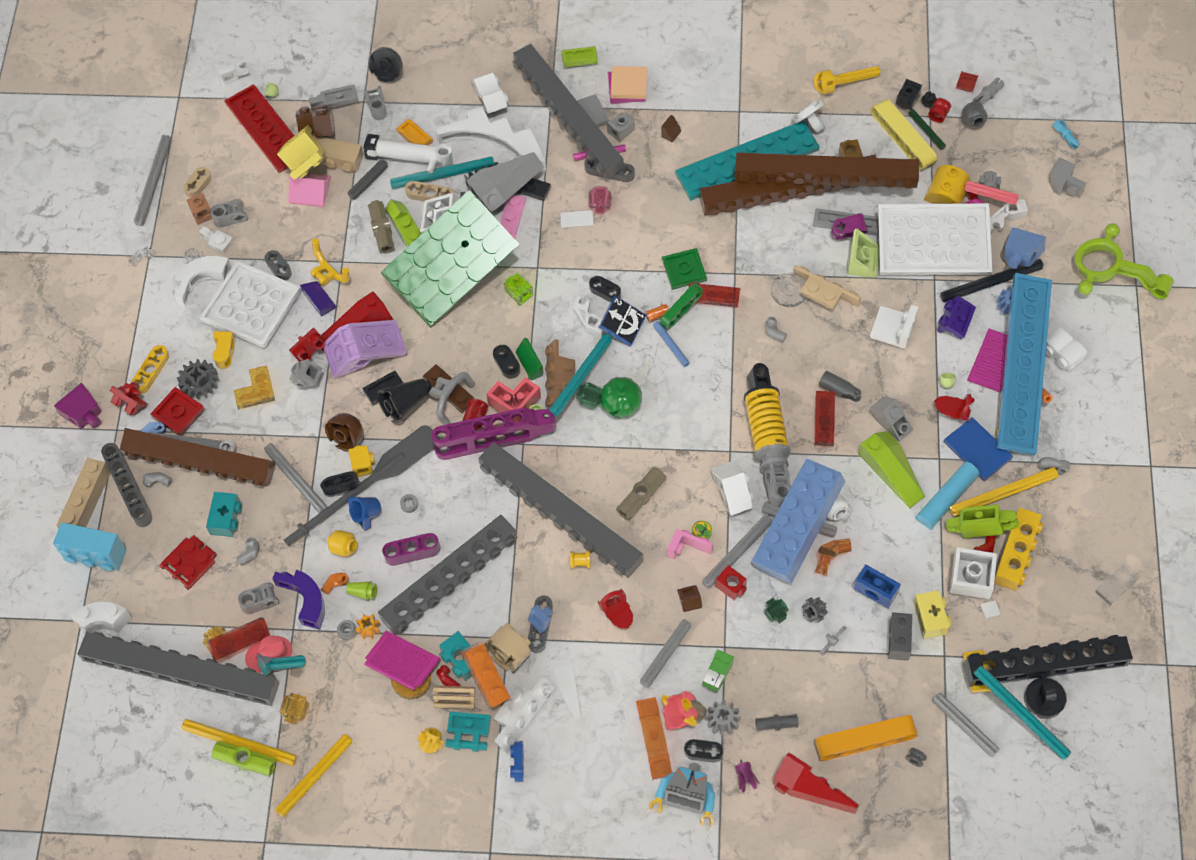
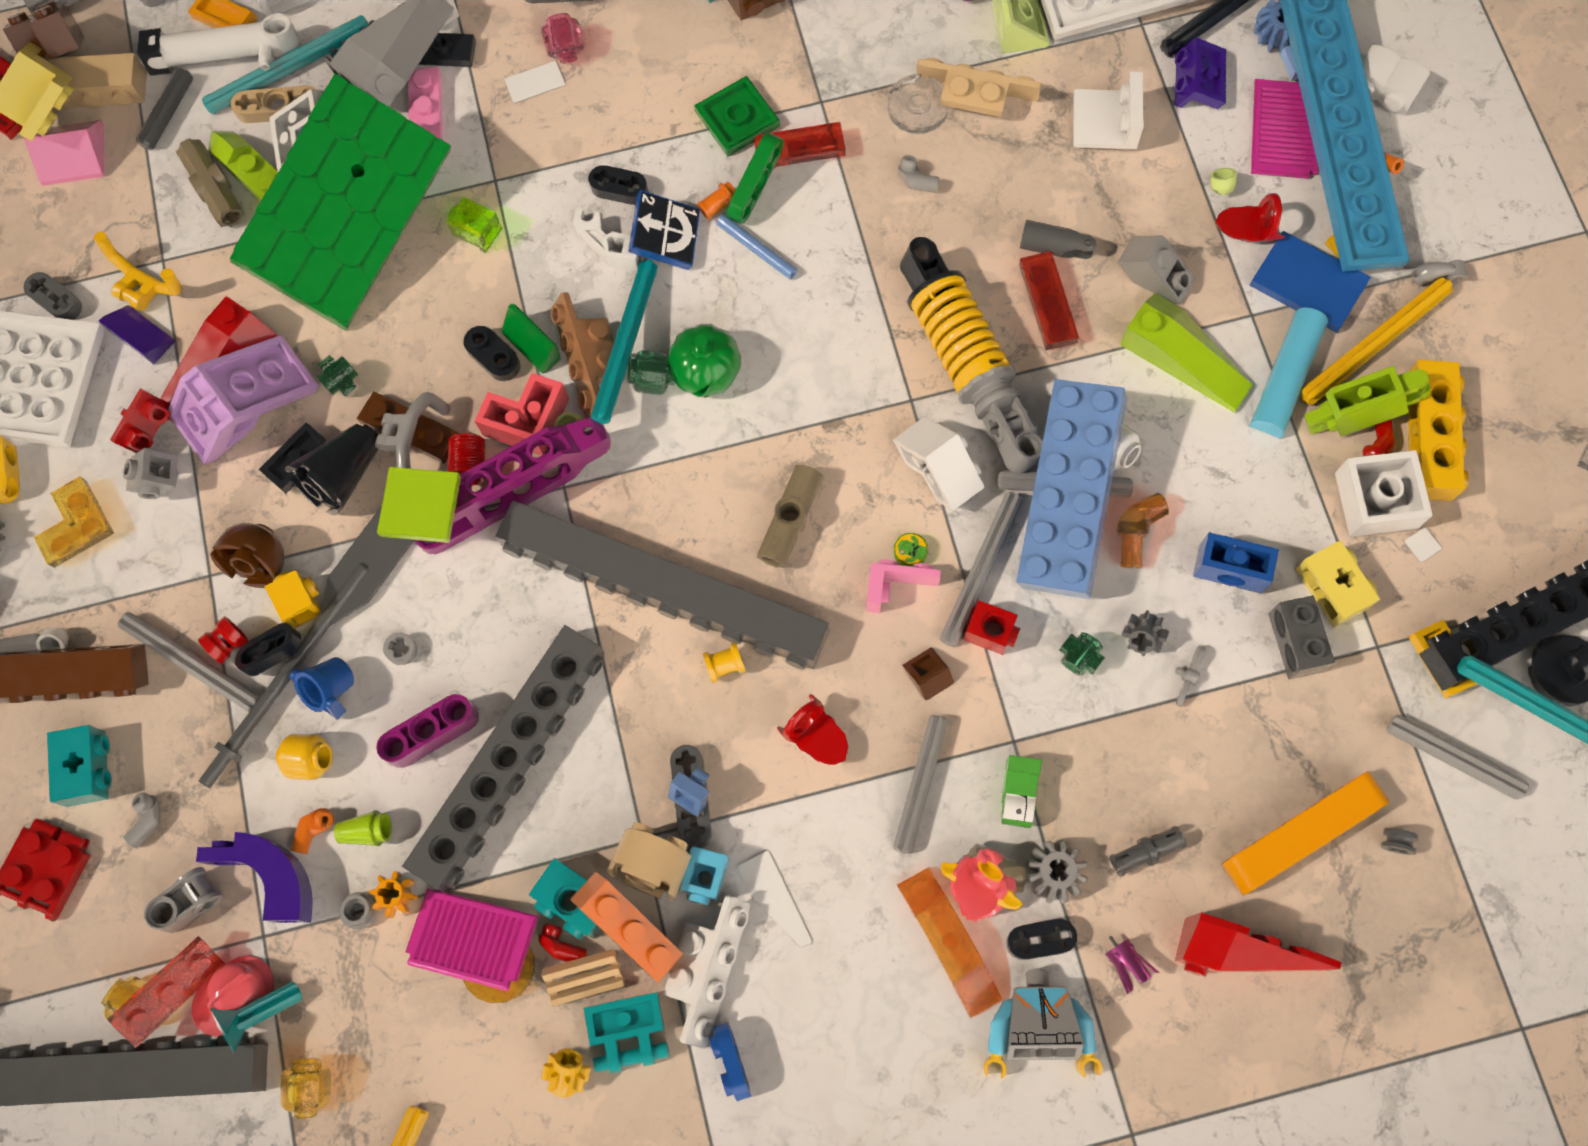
camera: 15 degrees left, 10 degrees up
(313, 473) = (218, 646): none -> red wheel
(419, 350) = (337, 375): none -> clear green gear
(444, 428) = (419, 504): none -> lime tile
(537, 658) = (701, 862): none -> medium azure brick

